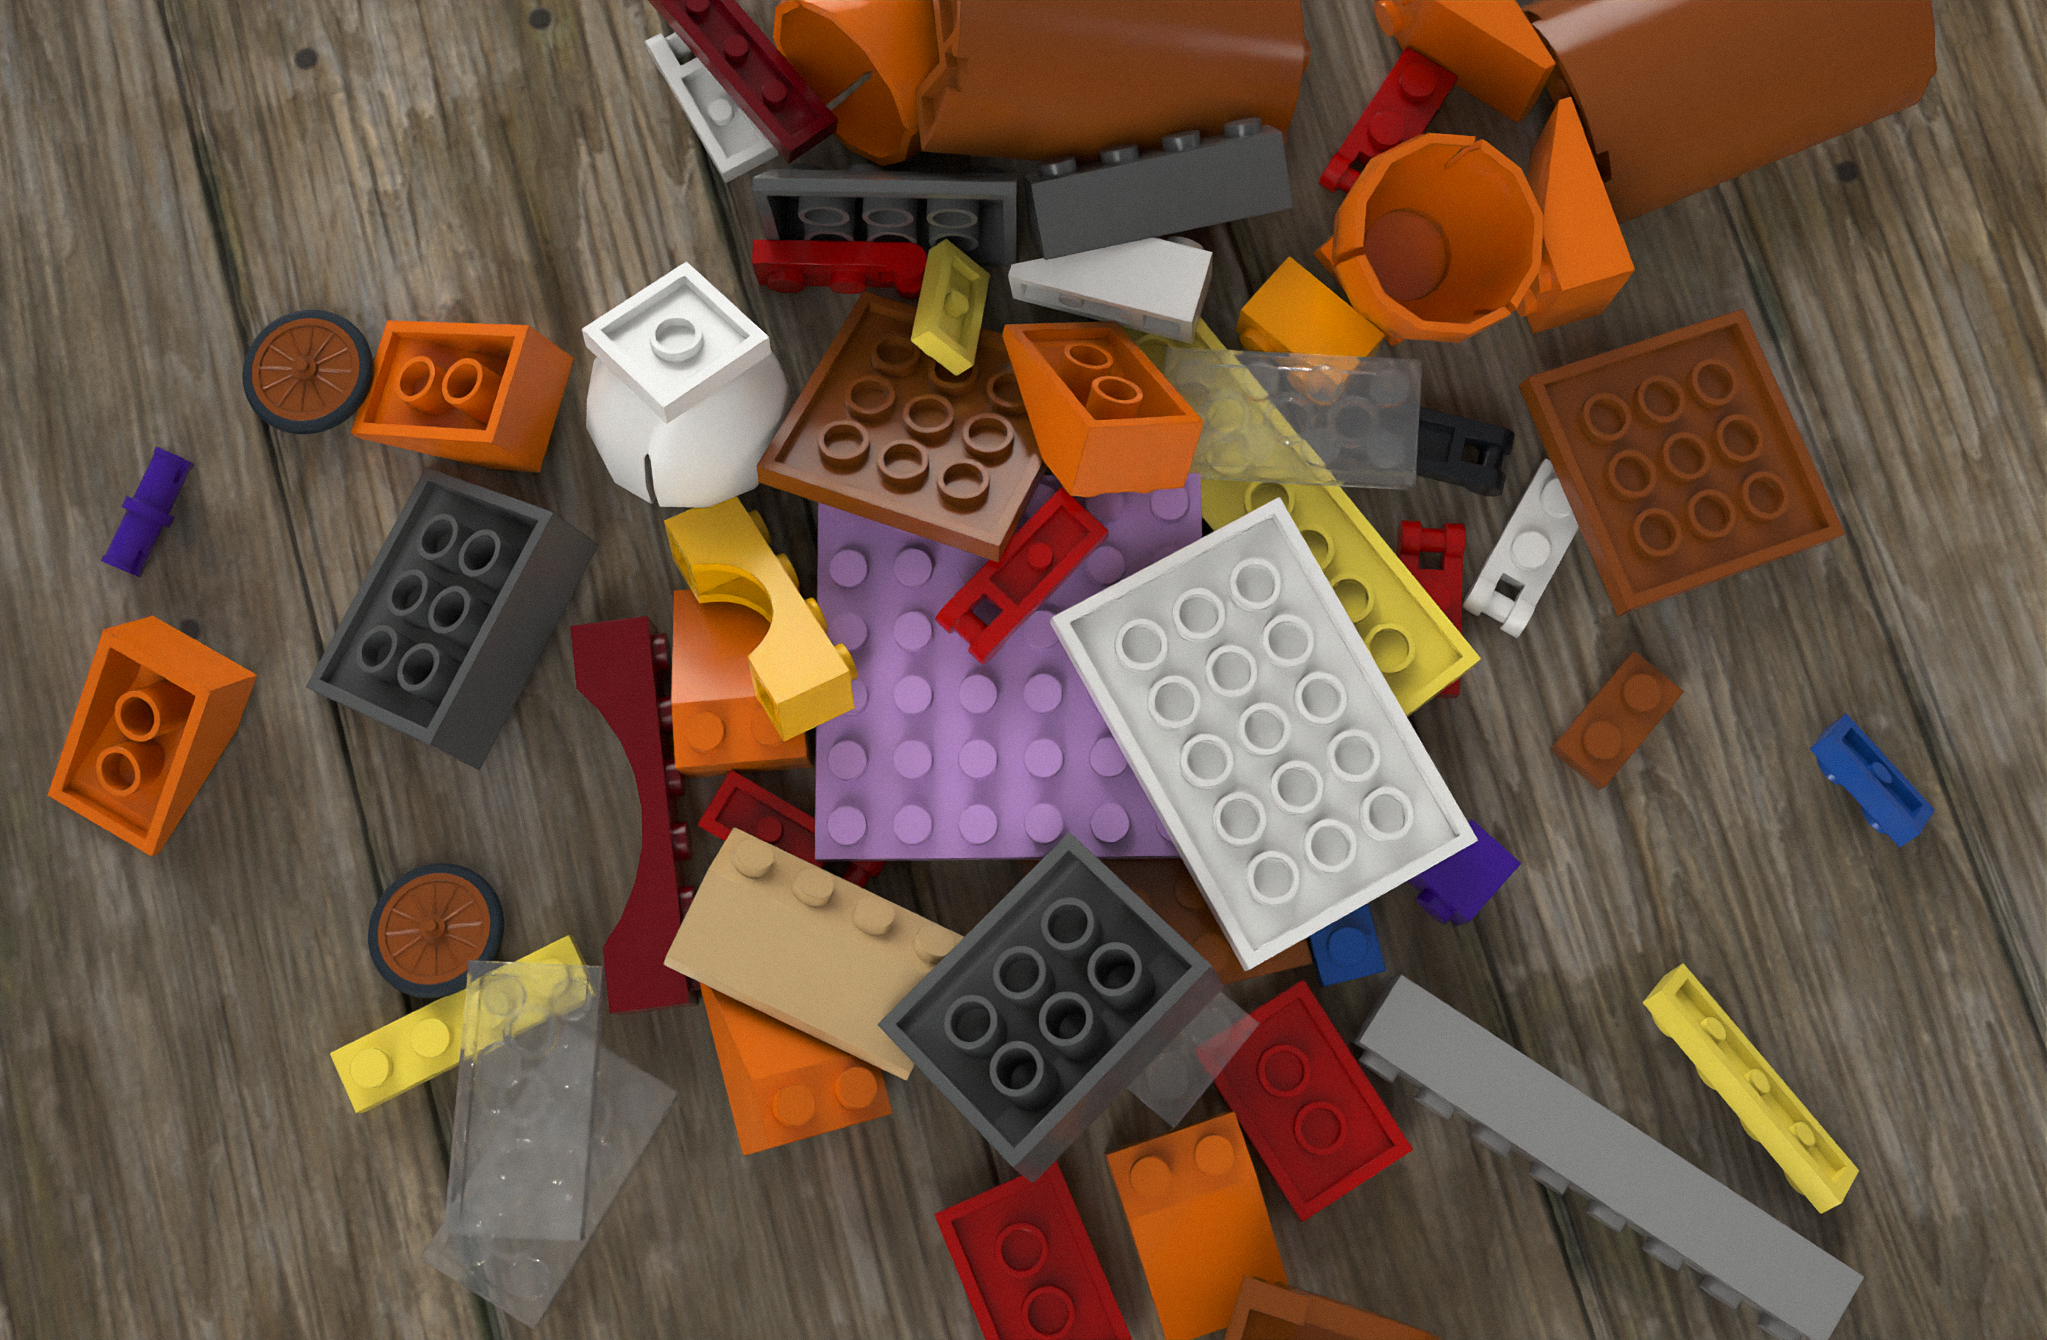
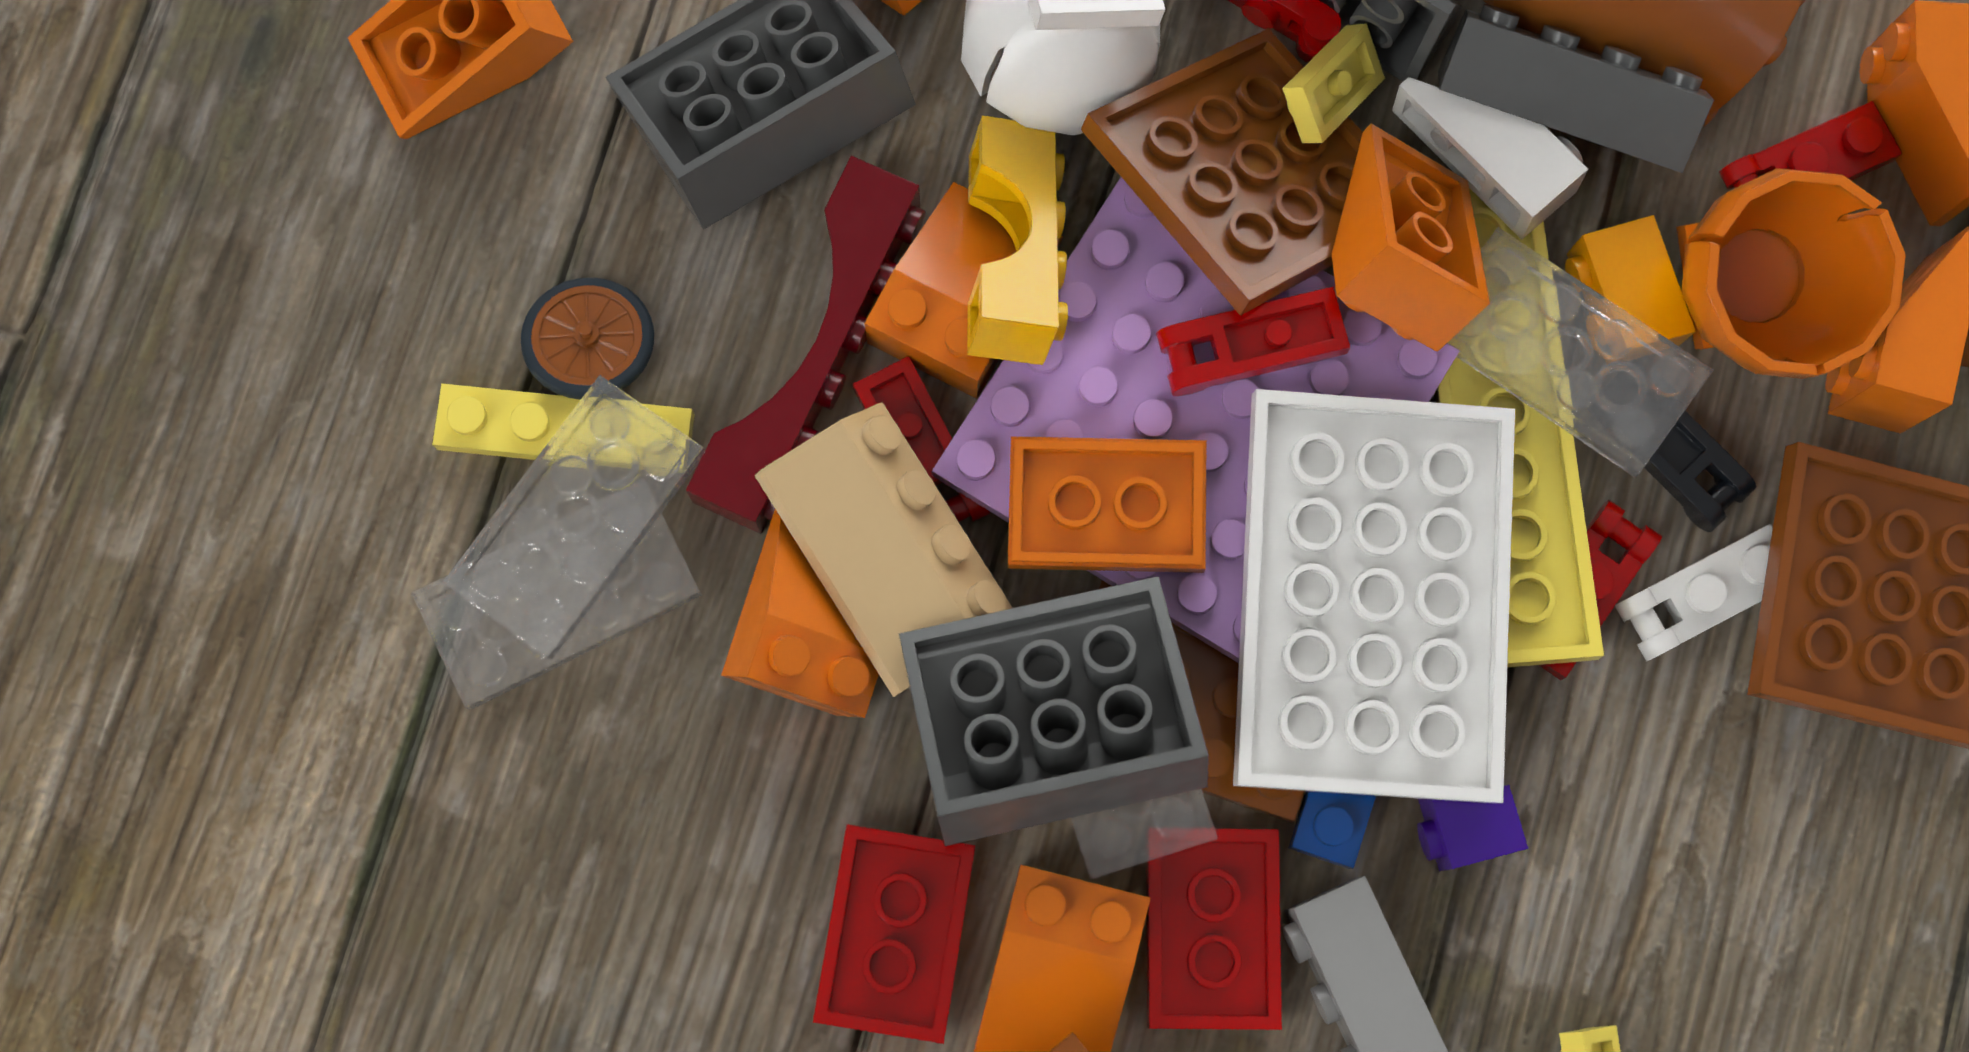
camera: 30 degrees right, 0 degrees up
(985, 795) = (1107, 504): none -> orange tile
(1616, 720) = (1690, 785): dark orange plate -> none
(1871, 778) = (1888, 991): blue plate -> none

